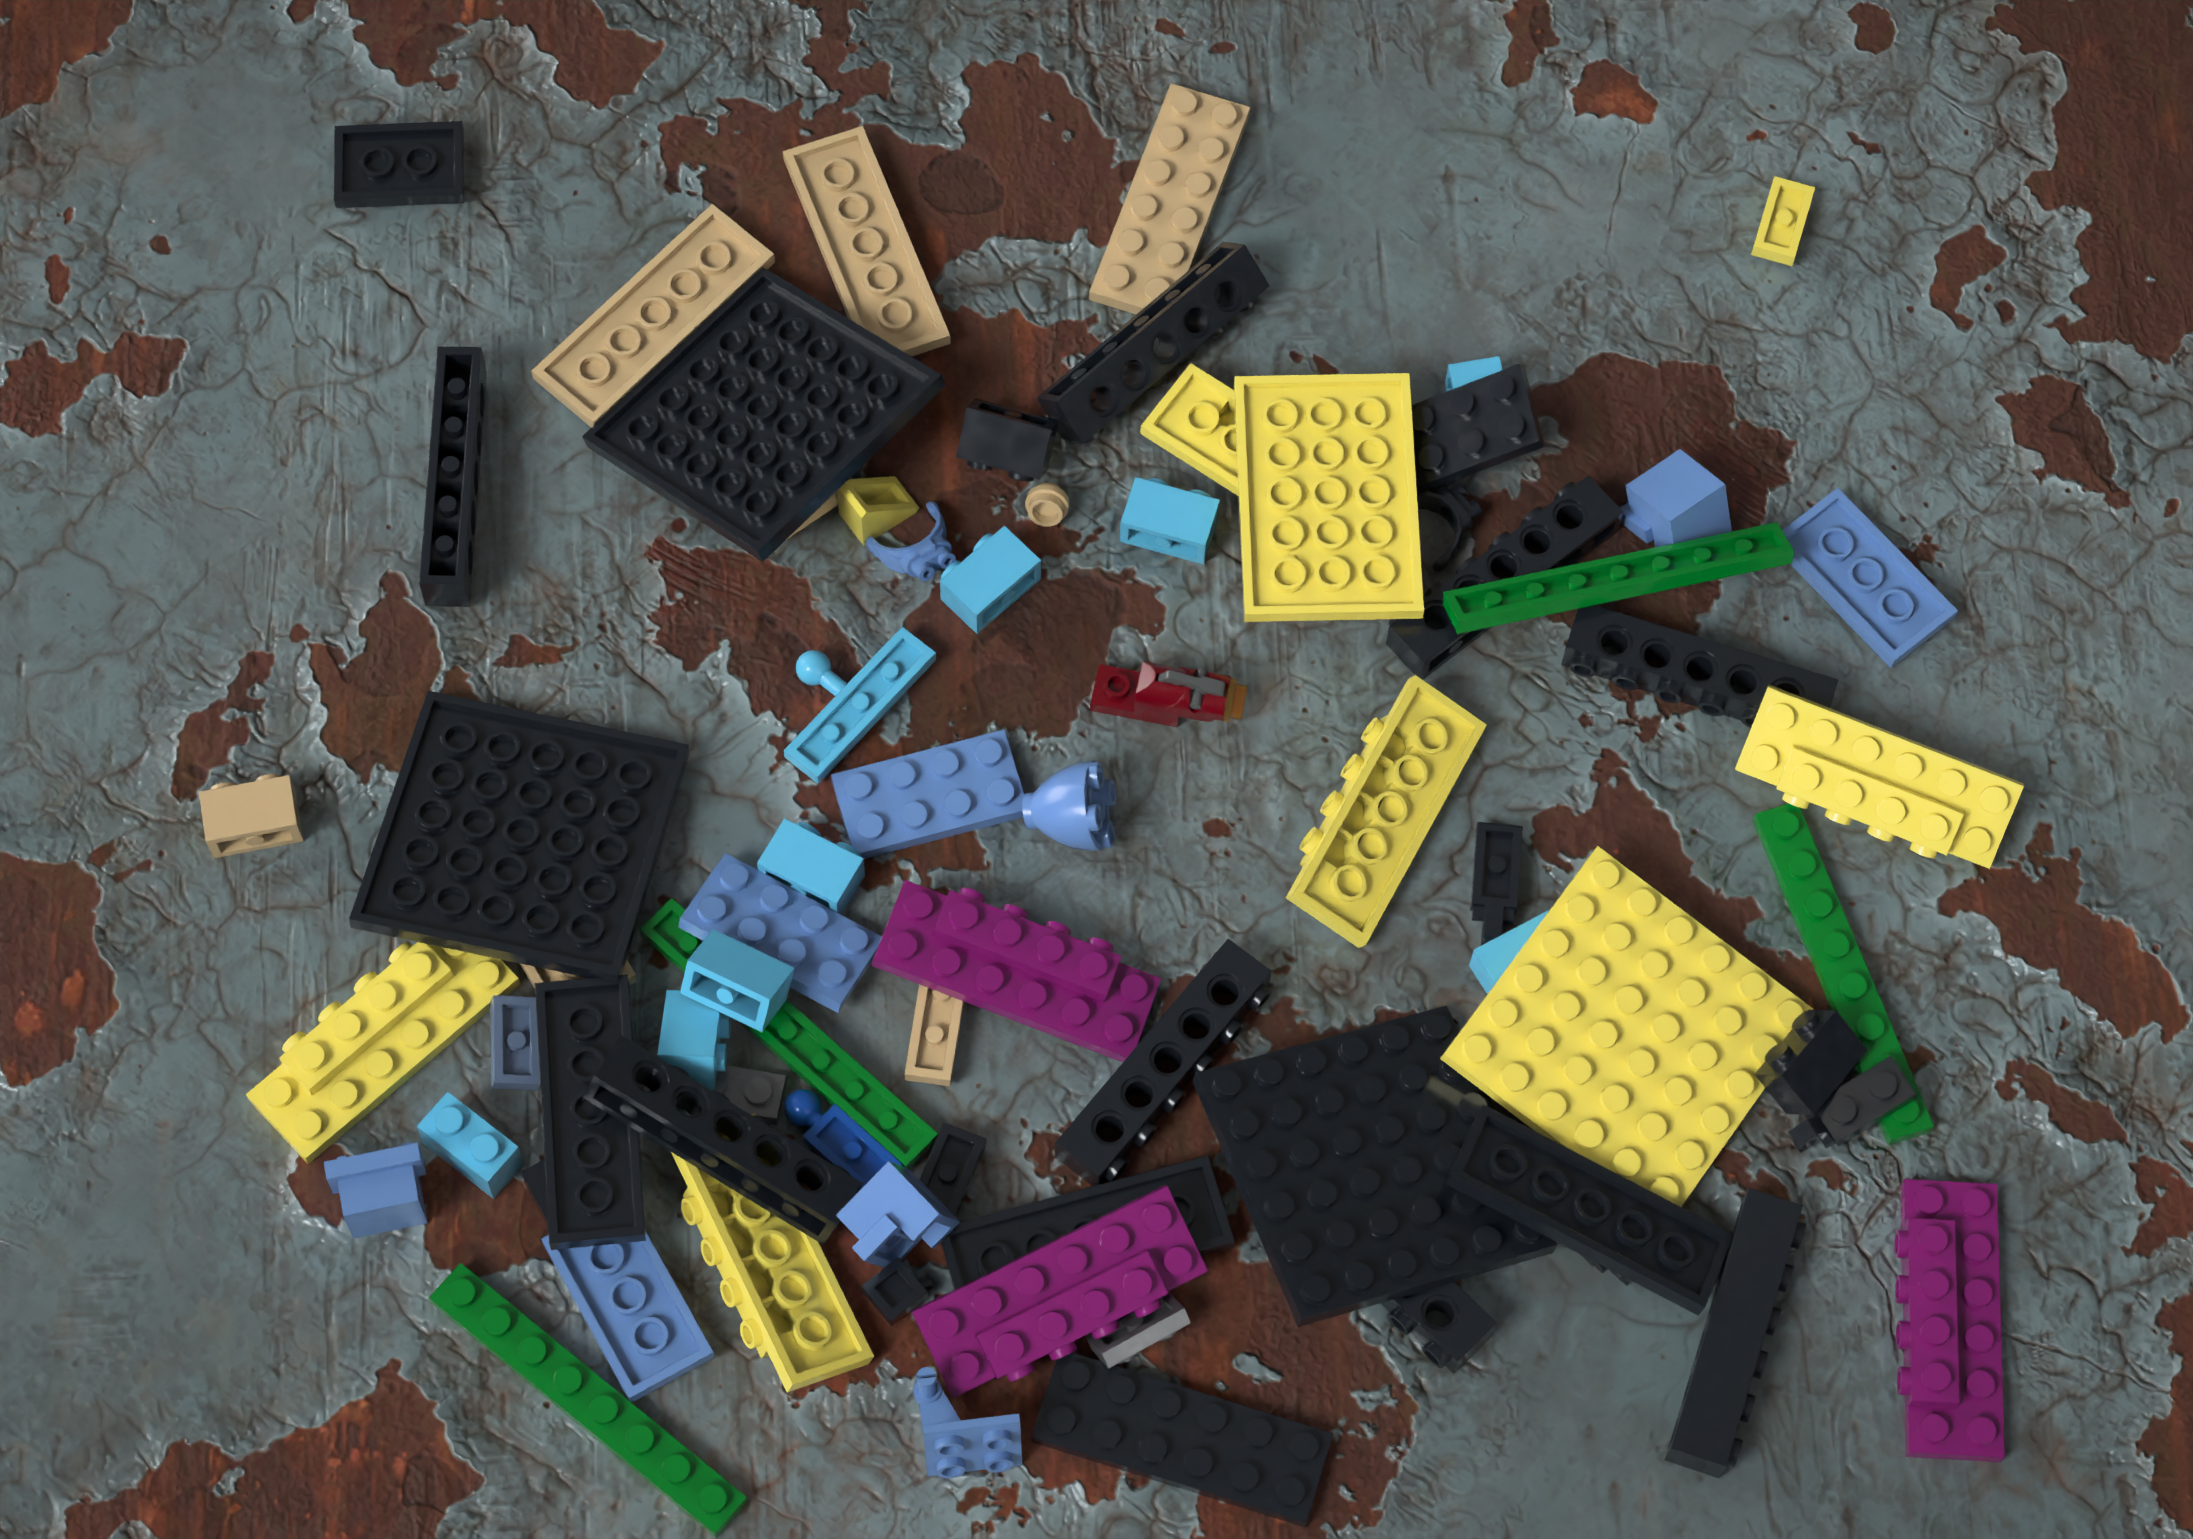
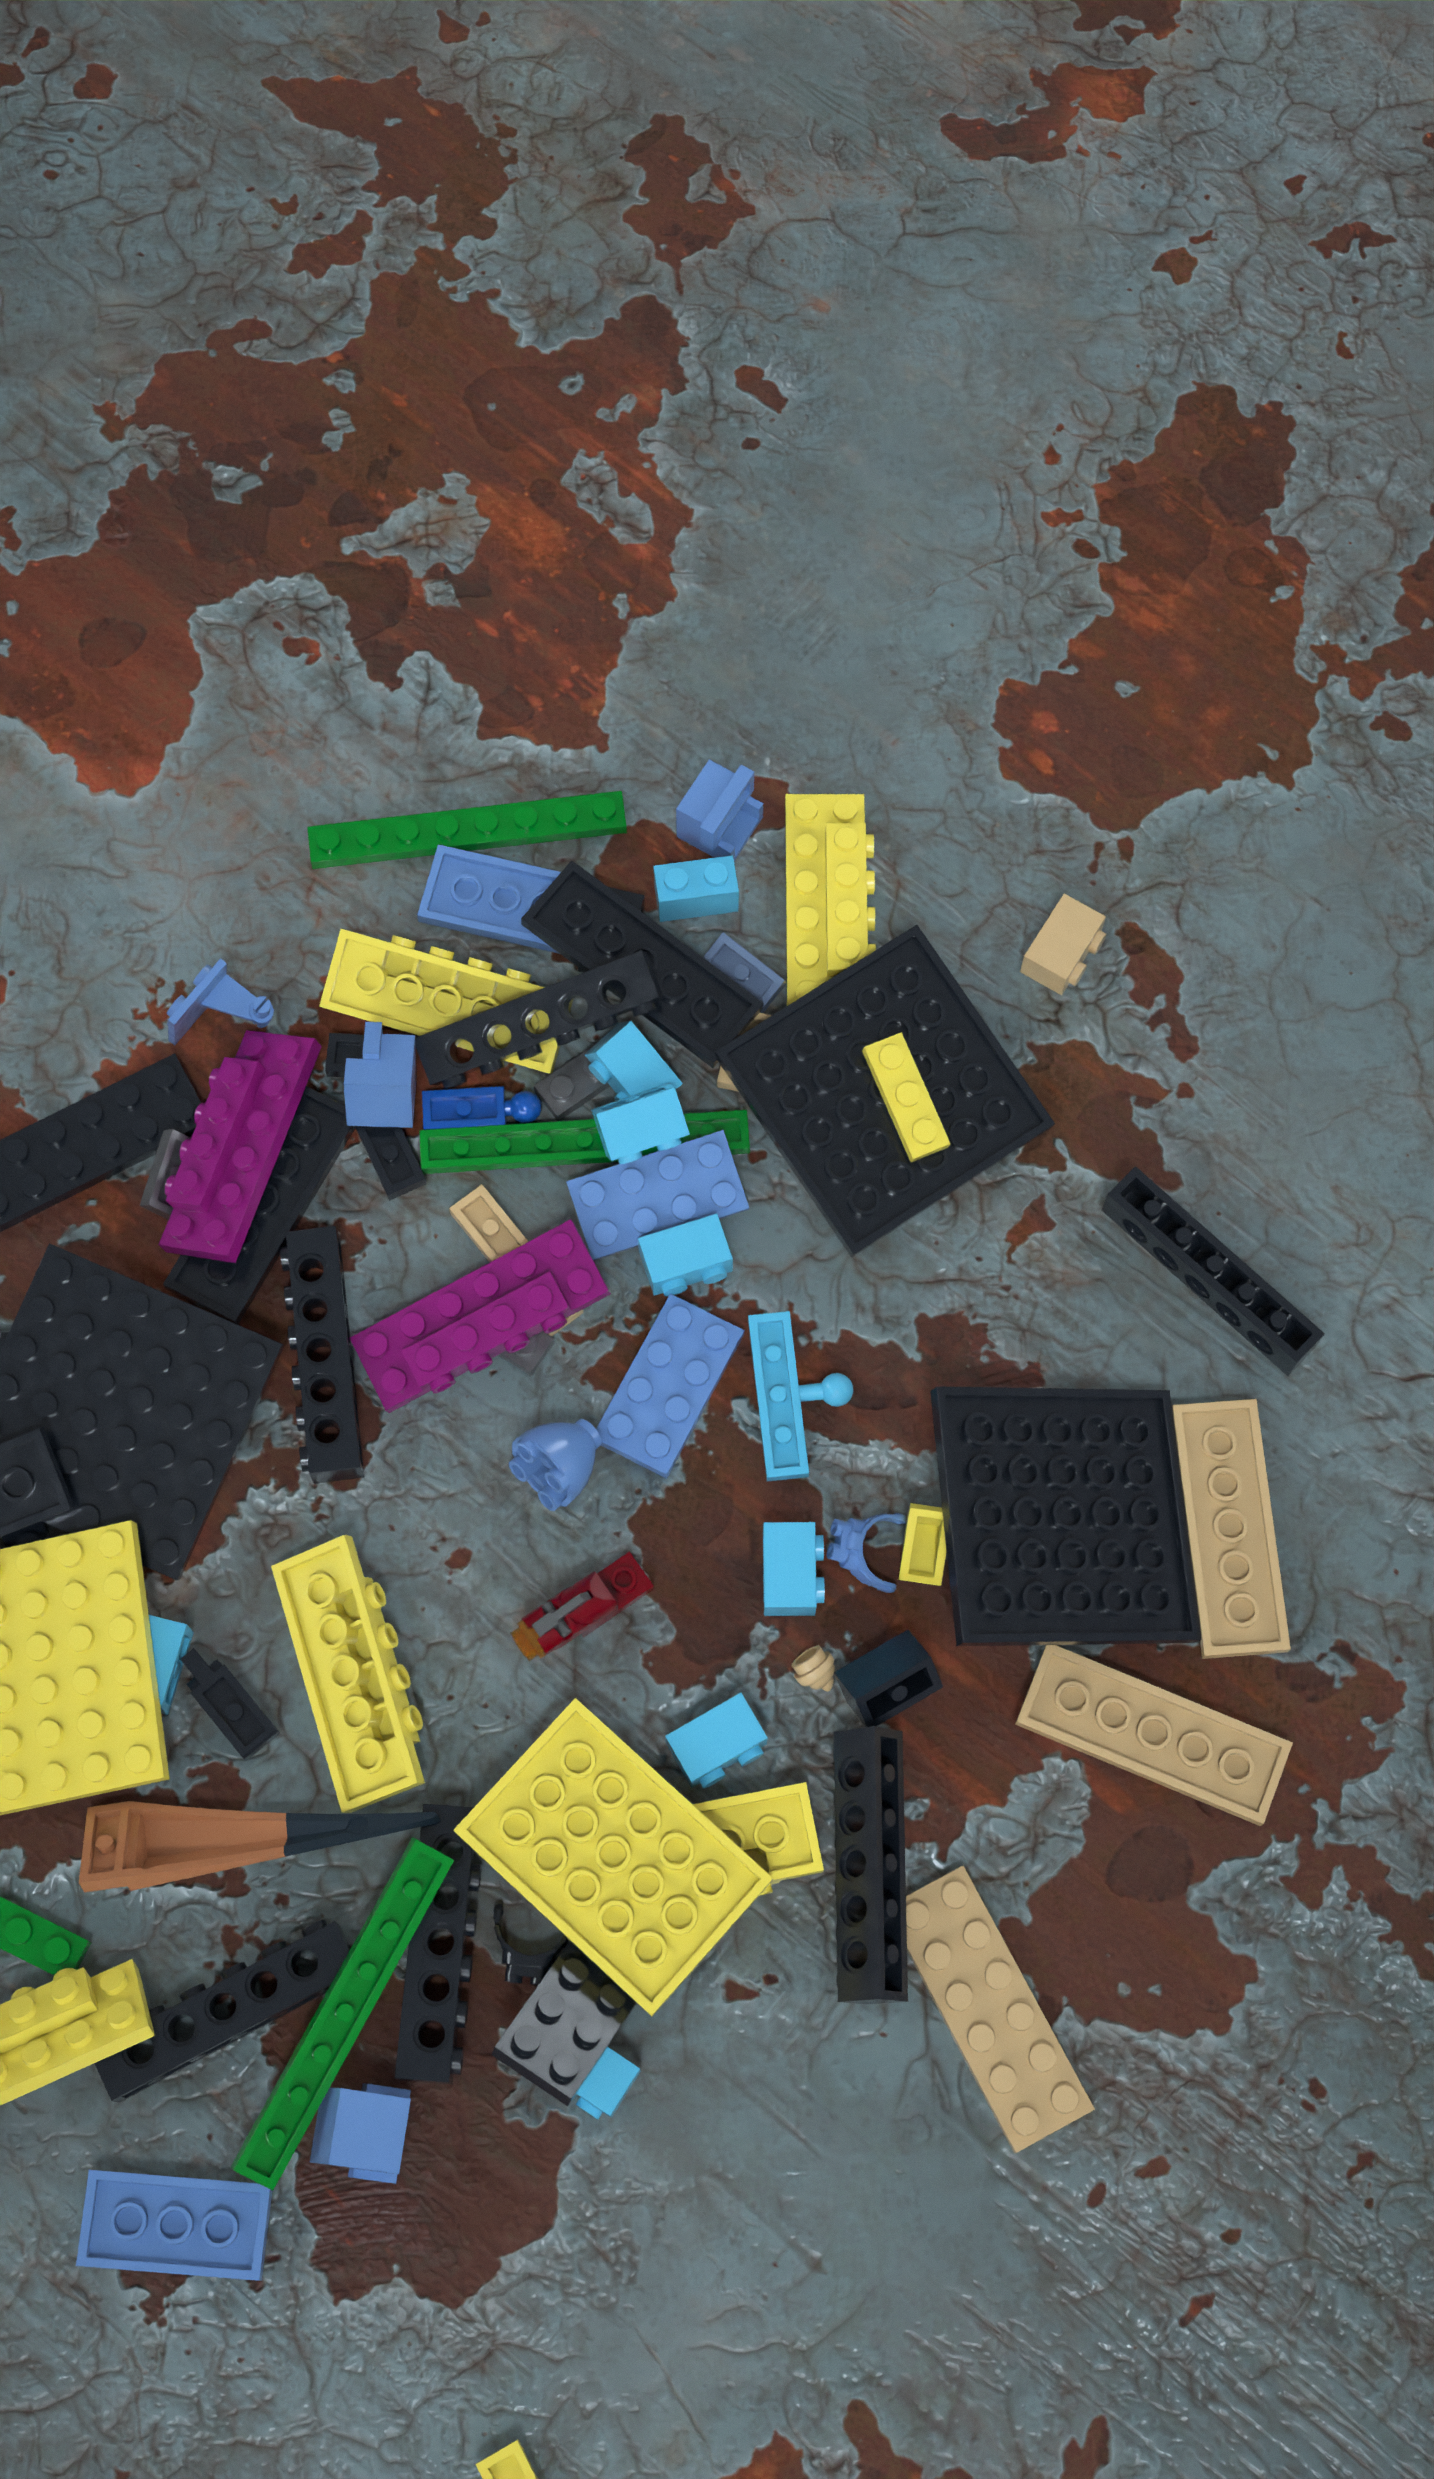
camera: 135 degrees right, 5 degrees up
(516, 805) = (906, 1097): none -> light yellow plate
(1635, 816) = (166, 1843): none -> nougat plate

